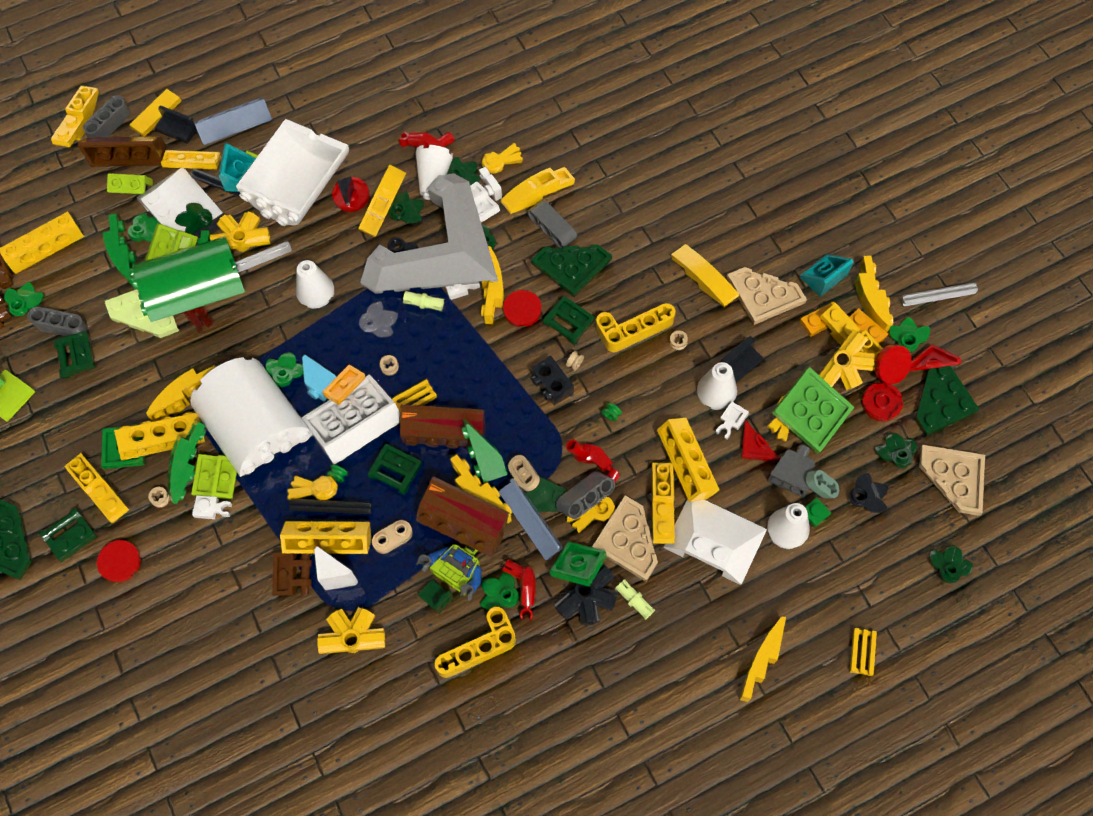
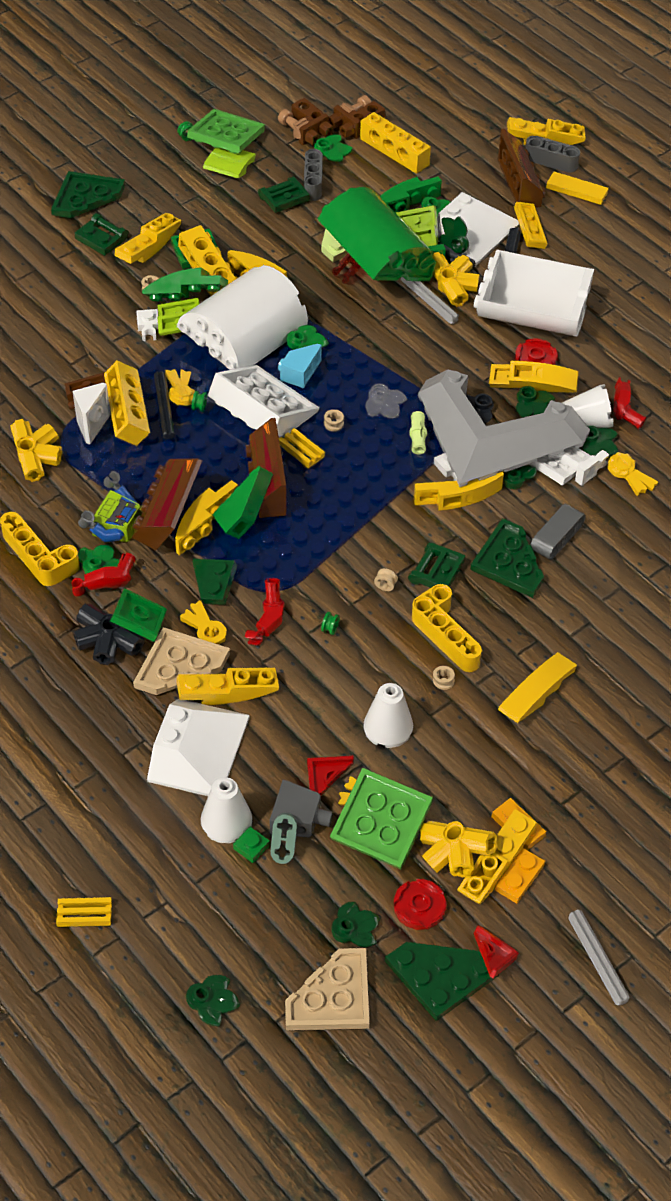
camera: 75 degrees right, 15 degrees down
(118, 561) = (81, 273): red tile -> none
(128, 183) = (481, 184): lime bracket -> none
(175, 125) = (565, 205): black panel -> none
(233, 120) = (590, 244): sand blue panel -> none
(233, 167) = (525, 243): teal slope -> none
(313, 285) = (410, 340): white cone -> none
(344, 384) = (297, 384): light orange plate -> none
(346, 188) = (533, 344): black slope -> none
(392, 537) = (137, 457): tan plate -> none
(398, 463) = (221, 447): dark green plate -> none
(436, 596) = (84, 503): dark green bracket -> none
(522, 308) = (440, 525): red tile -> none
(526, 476) = (232, 548): tan plate -> none
(531, 520) = (184, 567): sand blue panel -> none
(534, 188) = (601, 506): yellow slope -> none
(556, 379) = (354, 562): black brick -> none
(585, 495) = (210, 609): dark grey beam -> none
(635, 599) = (110, 678): yellowish green pin -> none
(687, 459) = (250, 712): yellow brick -> none
(733, 418) = (353, 742): white plate -> none
(743, 358) = (434, 741): black panel -> none
(764, 294) = (532, 755): tan plate -> none
(766, 654) = (66, 807): yellow slope -> none
(826, 273) = (583, 820): teal slope -> none
(871, 494) = (288, 902): black plate -> none
(872, 299) = (560, 874): yellow slope -> none
(893, 364) = (469, 900): red tile -> none
(909, 333) = (528, 925): green plate -> none

